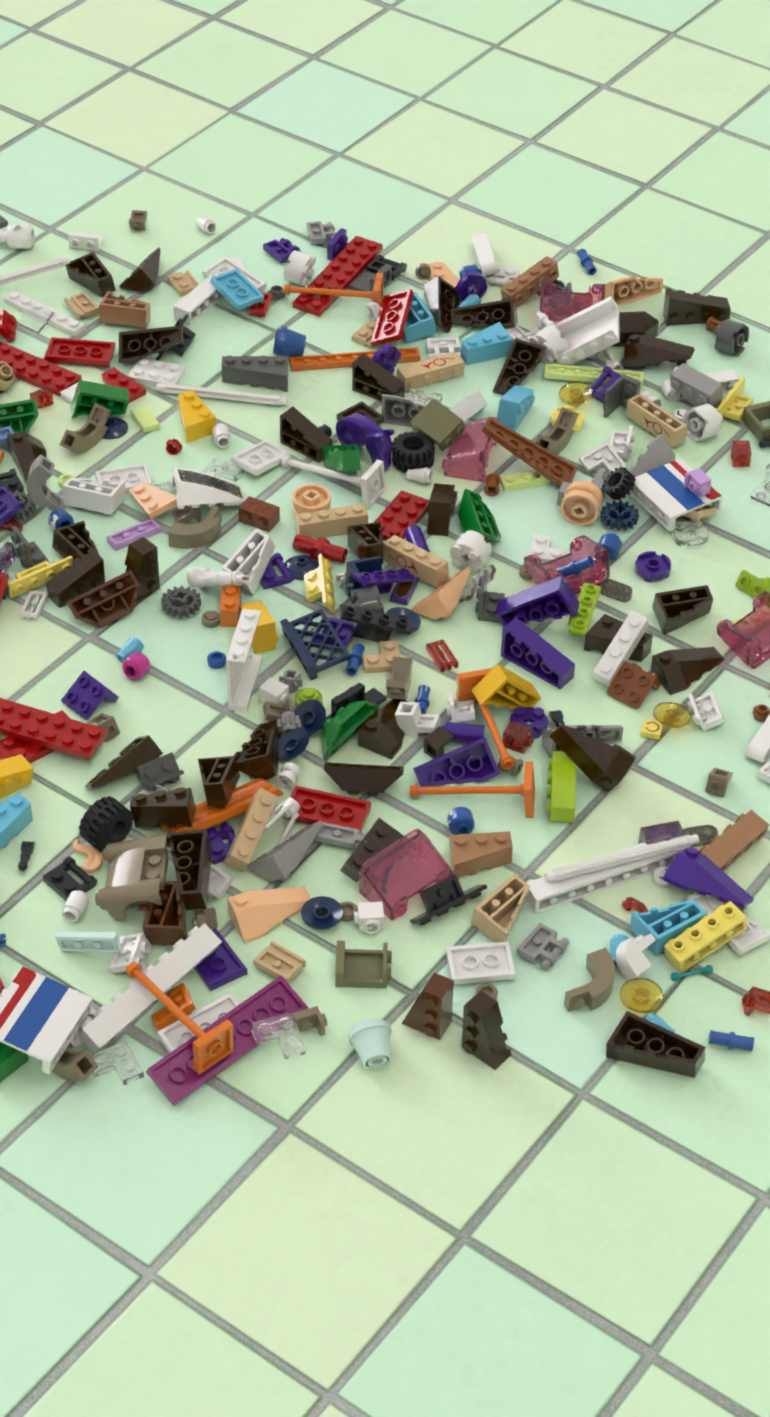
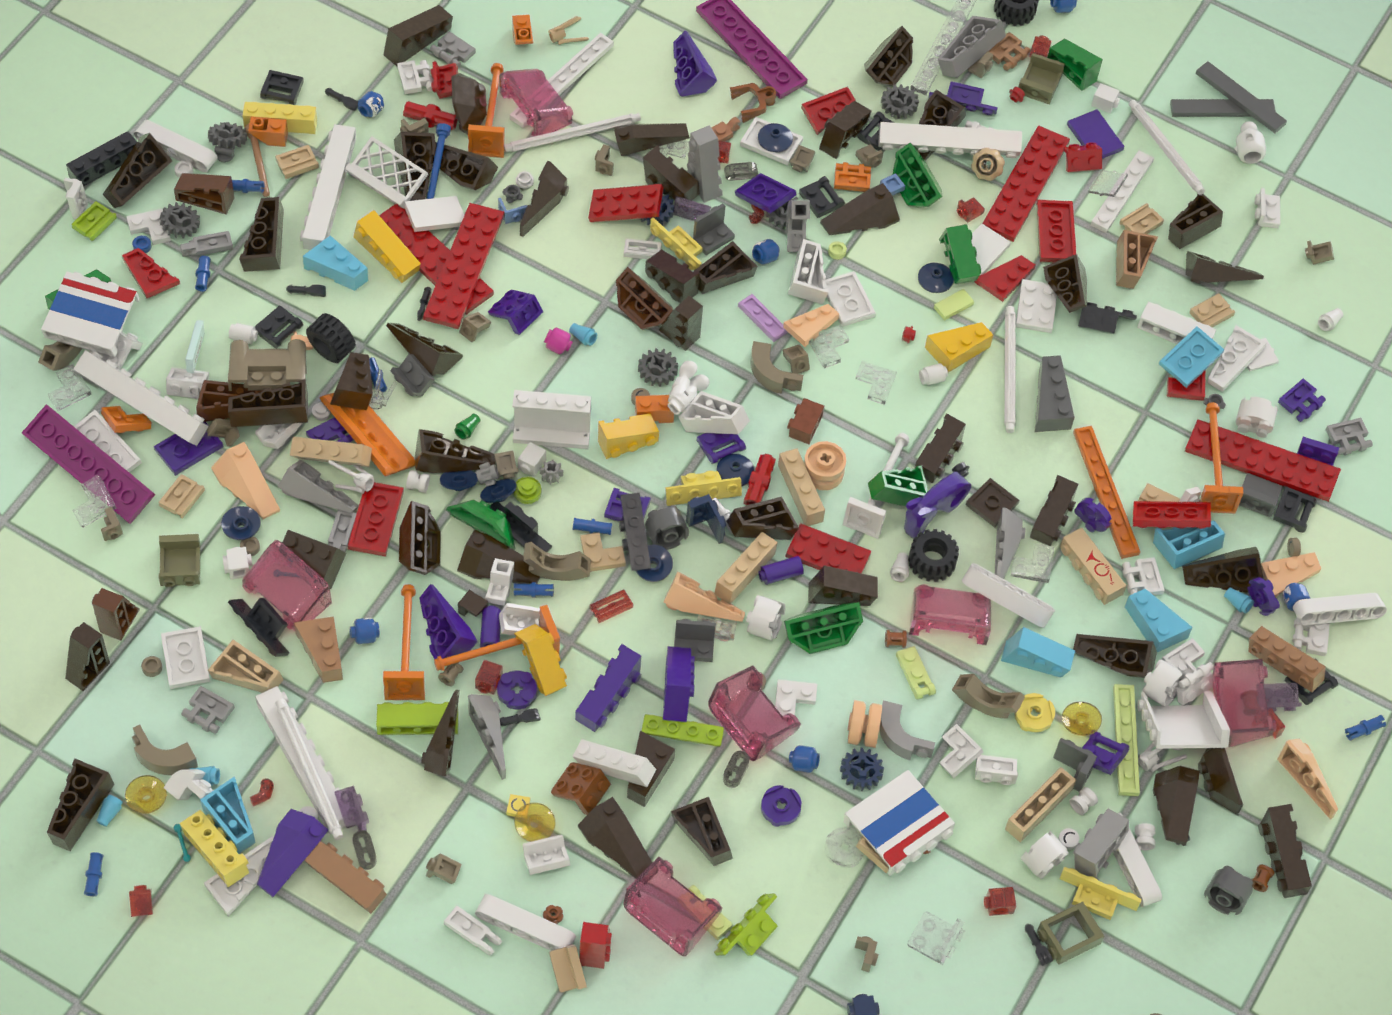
camera: 80 degrees right, 15 degrees up
(72, 765) = (424, 301): none -> black piece
(90, 434) = (905, 254): dark tan arch -> none
(202, 488) = (827, 364): white wedge -> none
(209, 1046) = (62, 443): orange tile -> none
(219, 779) = (393, 419): dark brown wedge -> none
(227, 738) = (467, 426): none -> green cone
(259, 457) = (903, 414): white tile -> none
(289, 343) = (1107, 418): blue piece -> none
(299, 645) = (599, 476): dark blue fence -> none
(372, 1042) = (80, 571): light aqua piece -> none
(383, 579) = (701, 535): dark purple bracket -> none
(403, 592) = (708, 564): tile -> none
(438, 424) = (964, 567): olive panel -> none
(486, 314) = (1211, 621): dark brown wedge -> none
(534, 455) = (934, 681): dark orange wing -> none
(576, 567) = (748, 718): blue pin -> none
(618, 483) = (899, 759): black tyre -> none
(657, 455) = (960, 802): light grey wedge -> none
(697, 482) = (899, 837): lavender brick -> none

